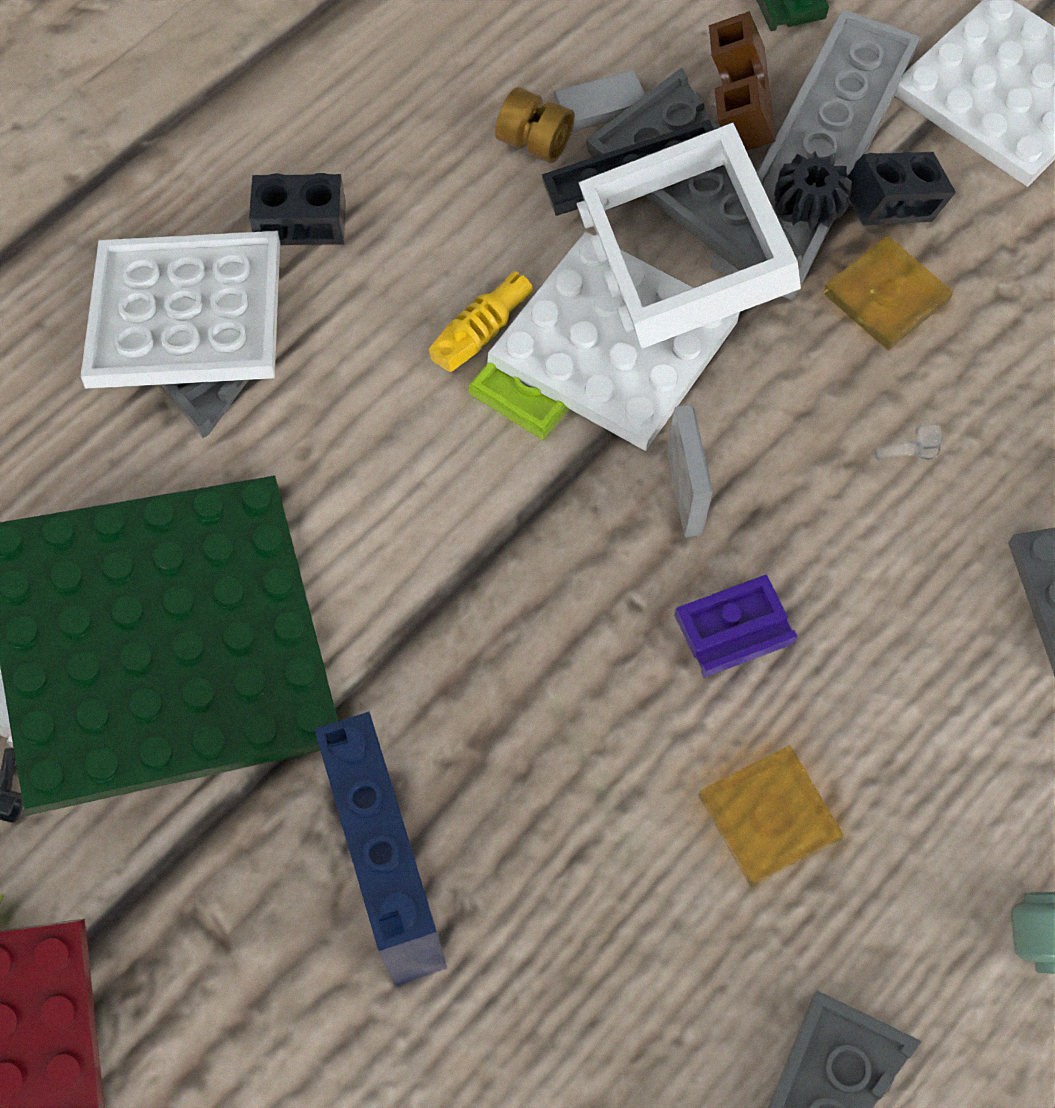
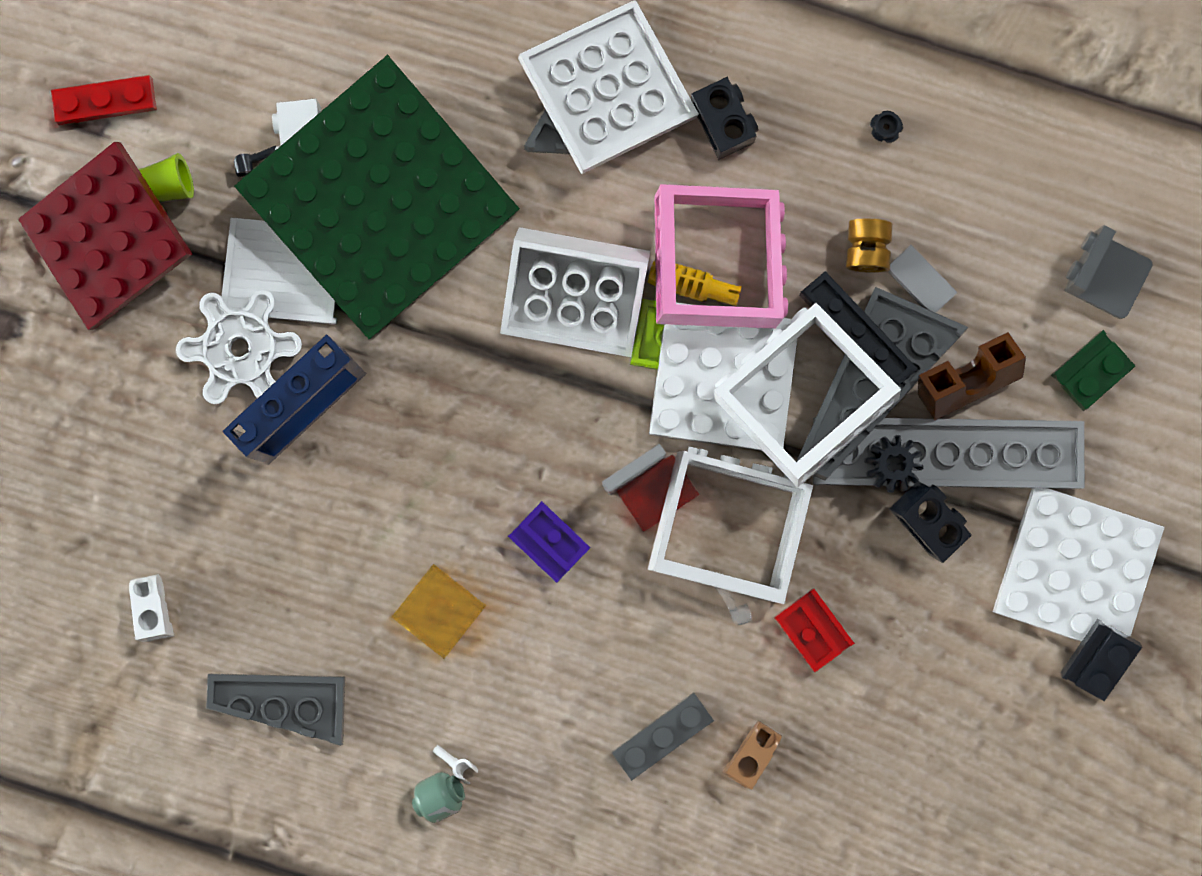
camera: 65 degrees right, 20 degrees up
(181, 840) = (263, 262): none -> white piece
(229, 899) = (225, 328): none -> white plate
(405, 62) = (889, 118): none -> black plate
(418, 455) = (574, 291): none -> white slope
(451, 321) = (726, 316): none -> bright pink window
(734, 474) = (648, 493): none -> clear red plate
(849, 342) = (758, 474): none -> white window
(888, 292) = (850, 546): clear yellow tile -> none
(981, 367) = (814, 630): none -> red plate
(1003, 888) = (458, 766): none -> white hand

